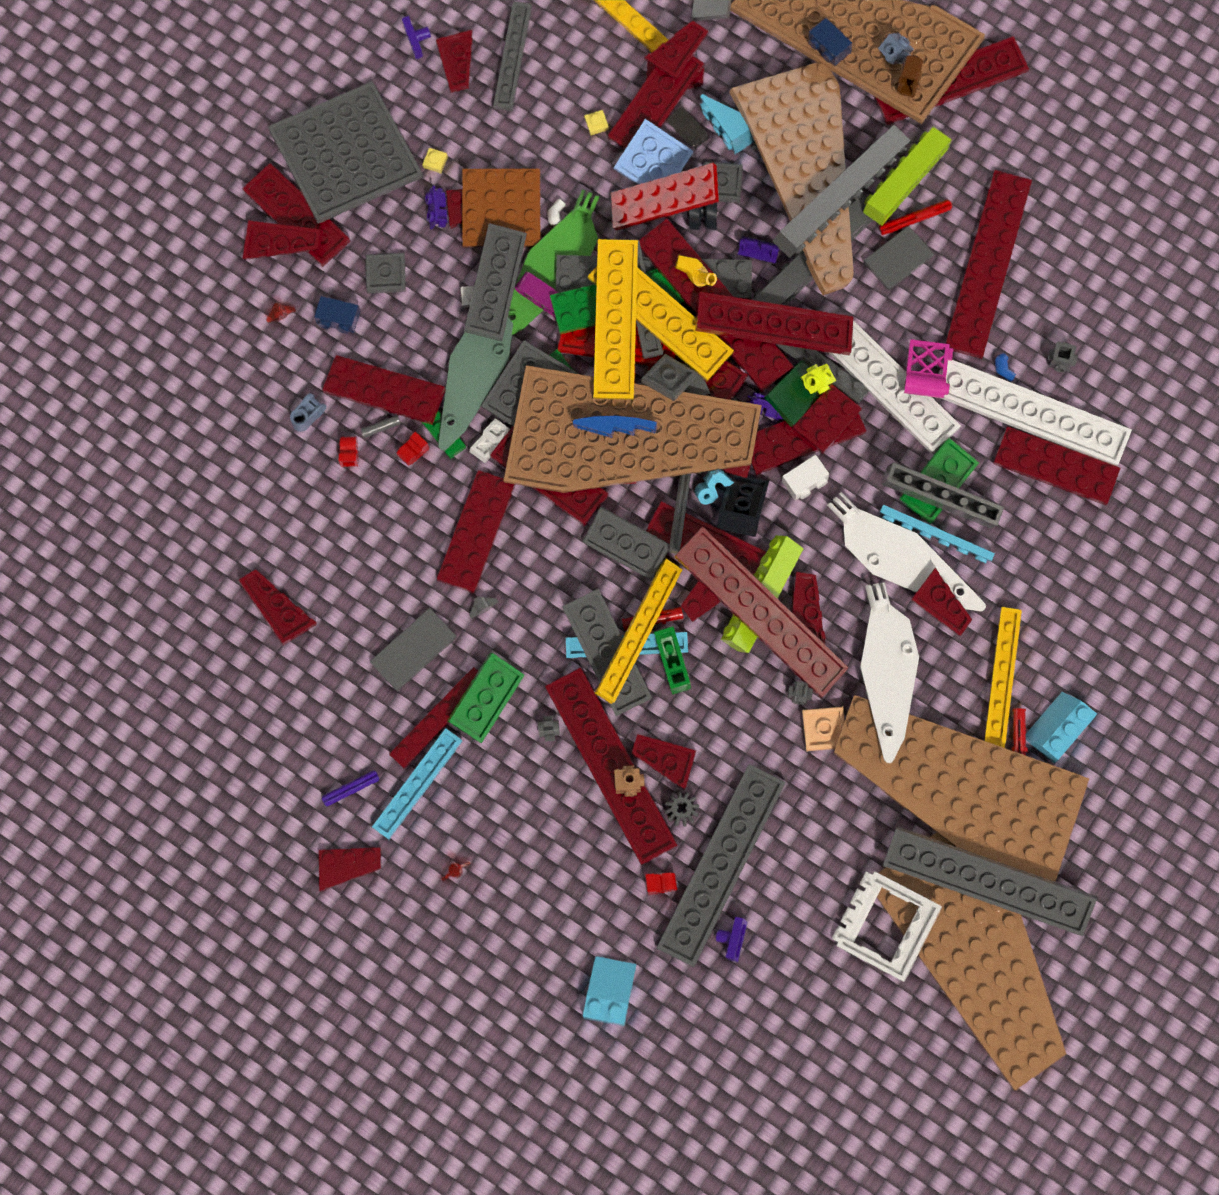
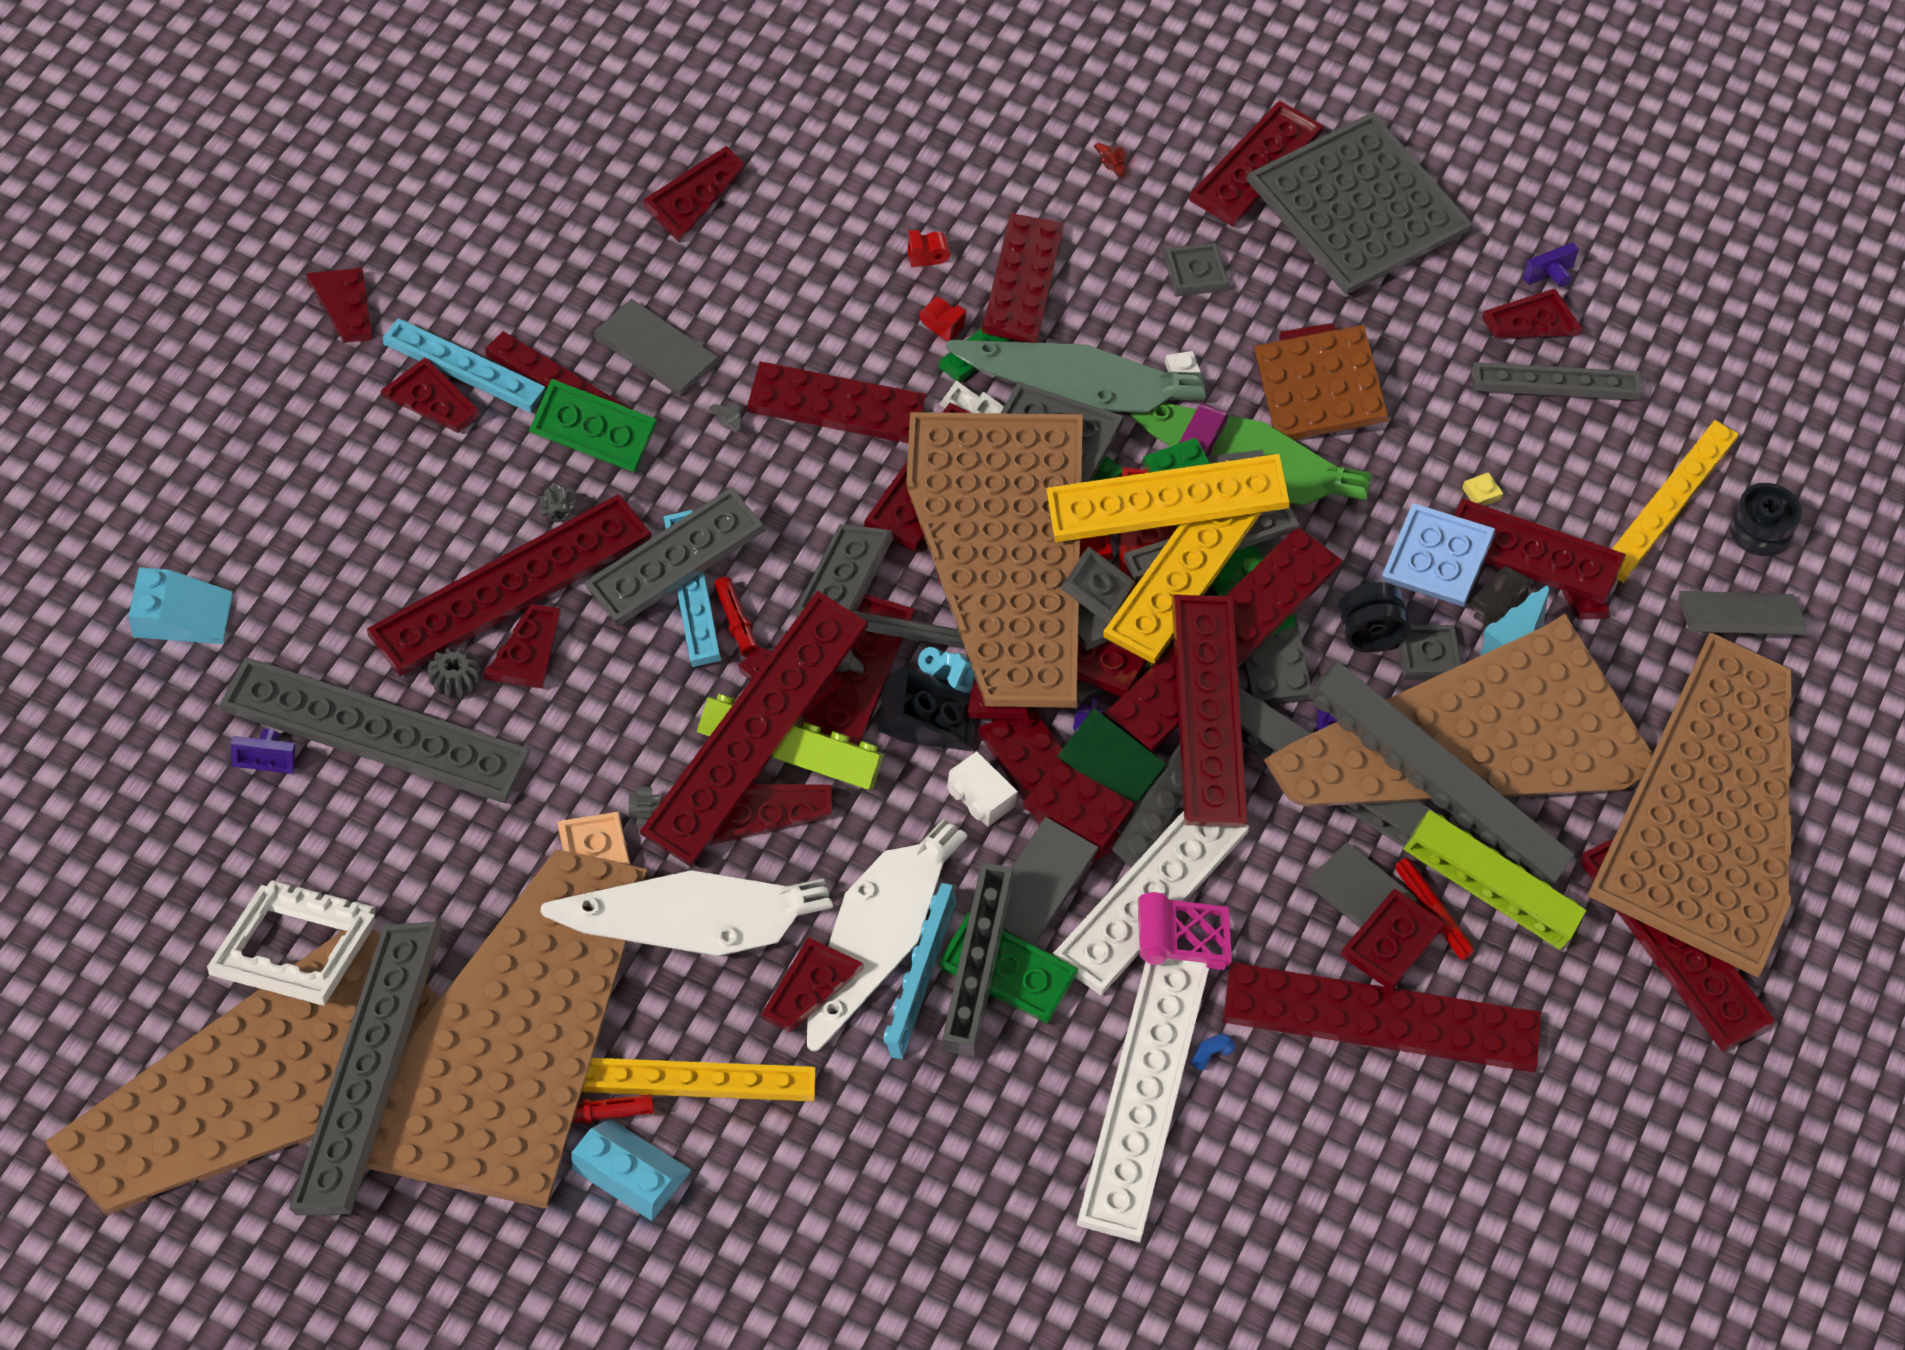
camera: 70 degrees right, 20 degrees down
(276, 239) = (1213, 142): dark red wing -> none
(308, 409) = (973, 197): sand blue piece -> none
(337, 315) = (1121, 217): dark blue brick -> none
(350, 788) = (452, 295): dark purple axle -> none
(380, 426) = (971, 282): dark grey piece -> none
(435, 160) = (1375, 309): light yellow plate -> none
(435, 215) = (1314, 310): dark purple hinge -> none
(441, 808) = (431, 396): none -> dark red wing
(455, 870) = (345, 421): clear red piece -> none
(495, 282) = (1202, 375): dark grey plate -> none
(553, 212) = (1333, 451): white arm -> none
(608, 424) = (1009, 518): blue slope -> none
(625, 774) = (484, 591): medium nougat brick -> none
(638, 631) = (696, 579): yellow plate -> none
(661, 883) = (341, 653): red leg -> none
(664, 196) = (1378, 559): plate -> none
(672, 660) = (669, 638): green slope -> none
(677, 51) = (1610, 557): dark red wing -> none
(695, 271) = (1265, 596): yellow arm -> none
(818, 378) = (1135, 779): neon yellow brick -> none
(830, 42) = (1683, 753): dark blue brick -> none
(875, 447) = (1045, 878): none -> dark grey tile
(895, 48) = (1696, 837): sand blue brick -> none
(910, 76) = (1653, 852): reddish brown brick -> none
(942, 245) = (1392, 939): none -> dark red plate
(1057, 466) = (1062, 1138): dark red plate -> none
(1062, 357) = (1244, 1124): dark grey brick -> none

